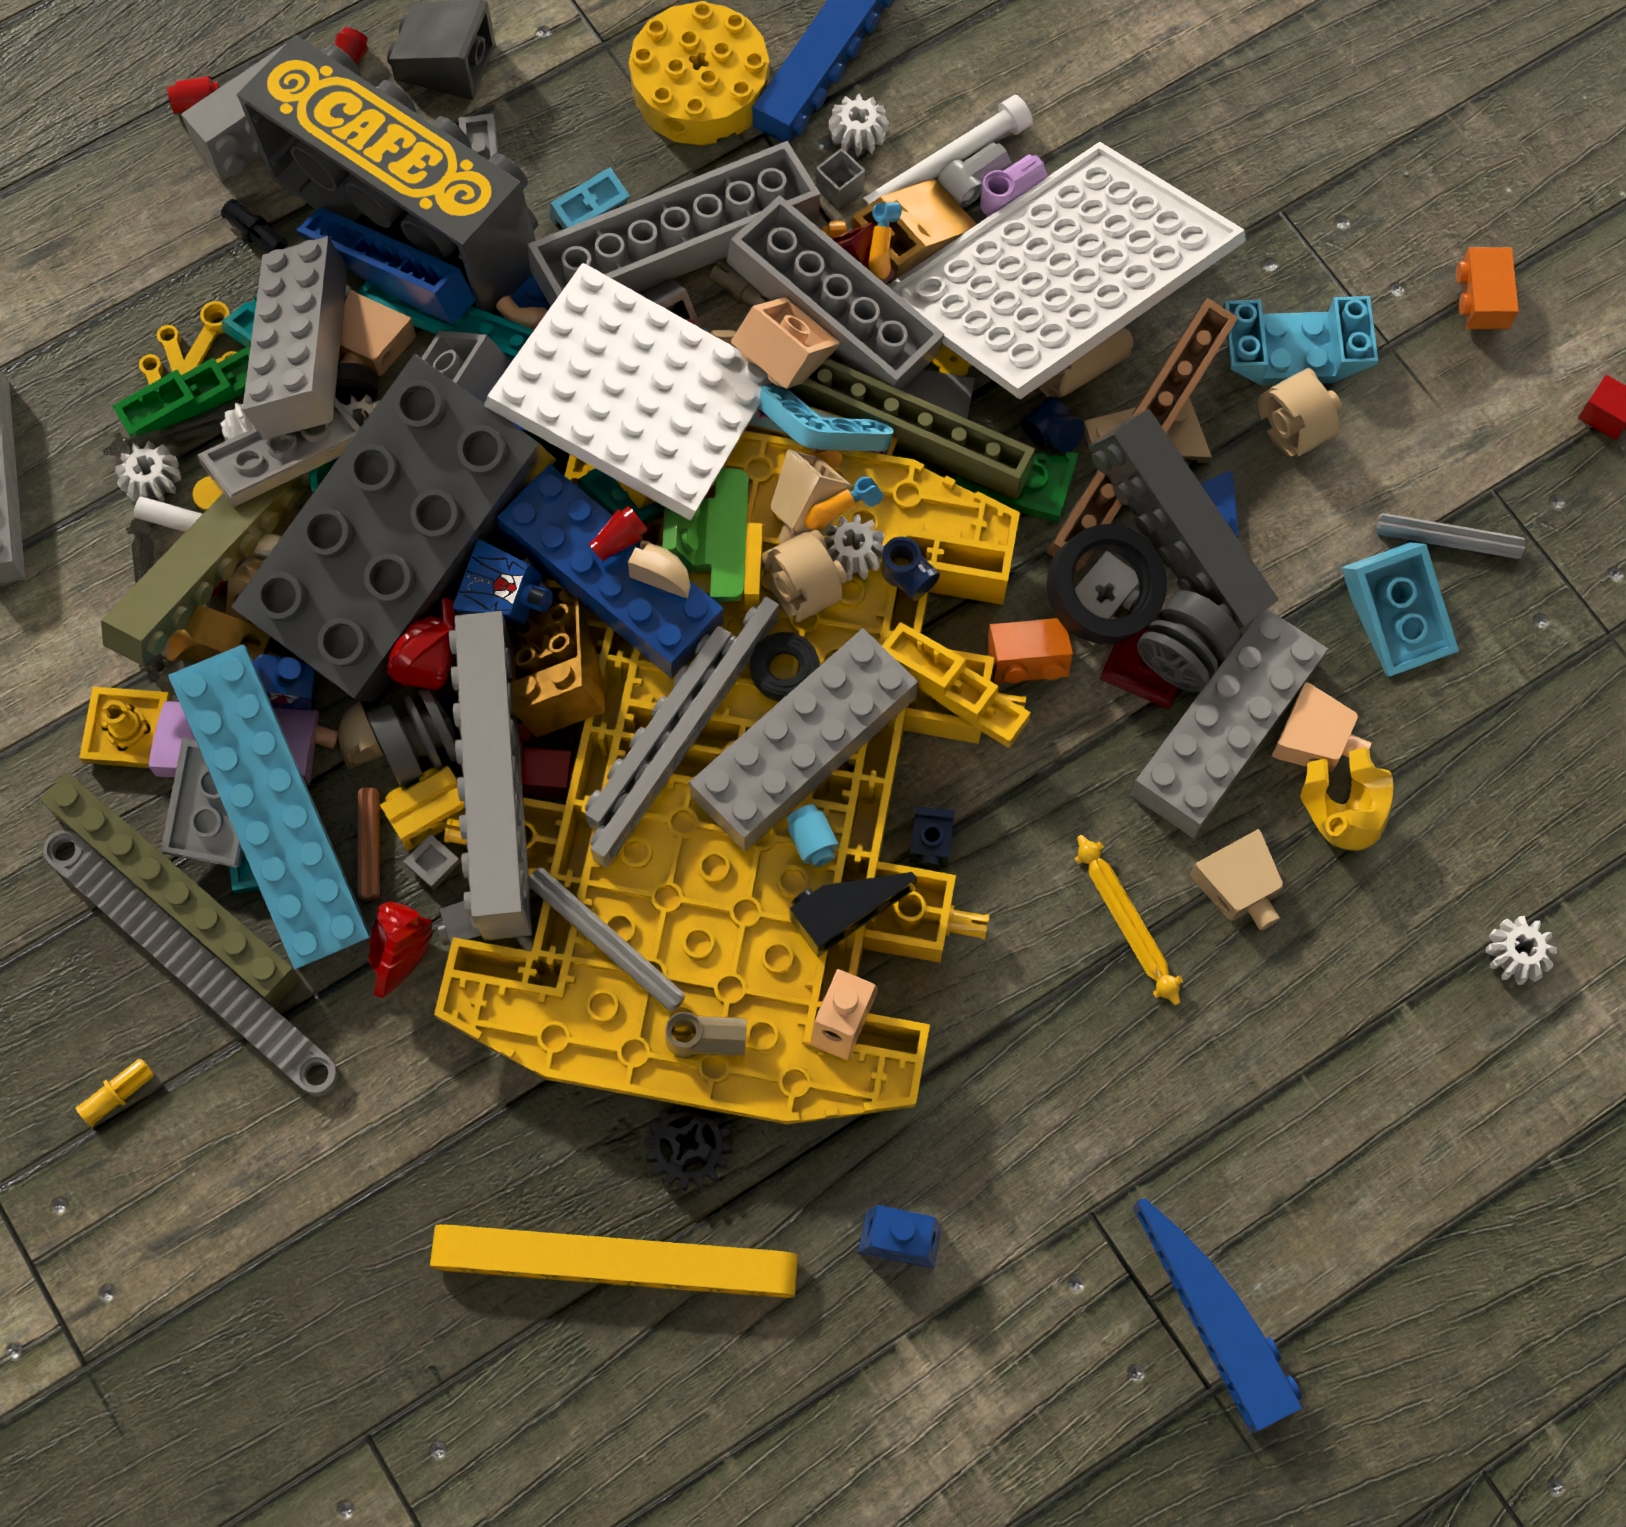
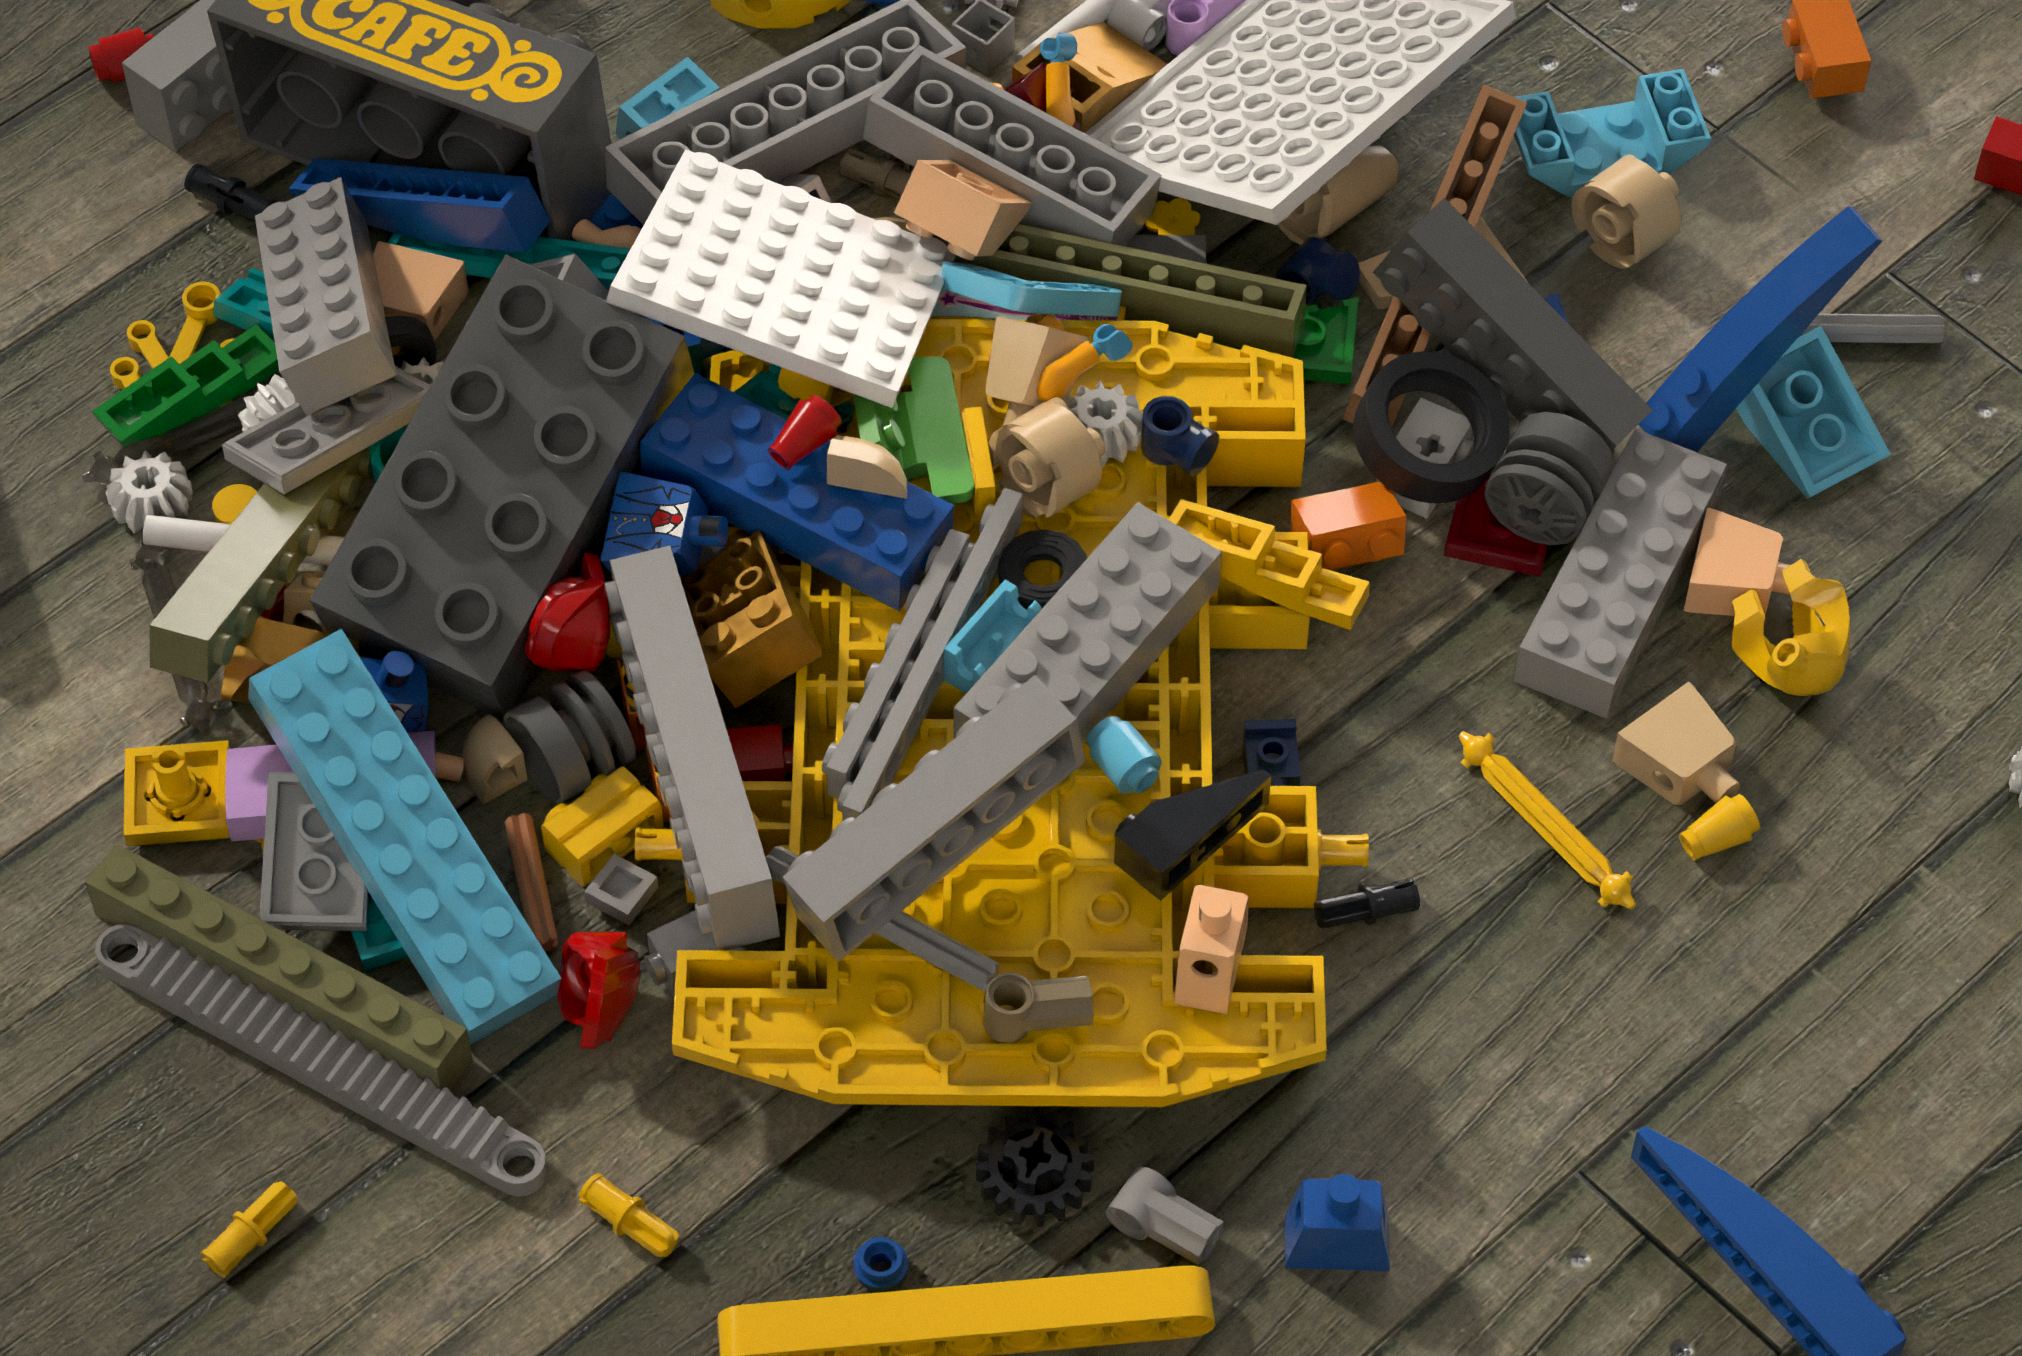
camera: 10 degrees left, 15 degrees down
(387, 1130) = (628, 1215): none -> yellow axle
(558, 1189) = (880, 1250): none -> blue plate
(650, 882) = (935, 817): none -> light grey brick
(731, 719) = (986, 636): none -> medium azure hinge
(768, 1194) = (1152, 1209): none -> light grey piece
(978, 968) = (1368, 904): none -> black axle
(1257, 950) = (1720, 828): none -> yellow cone
(1374, 551) = (1757, 332): none -> blue slope

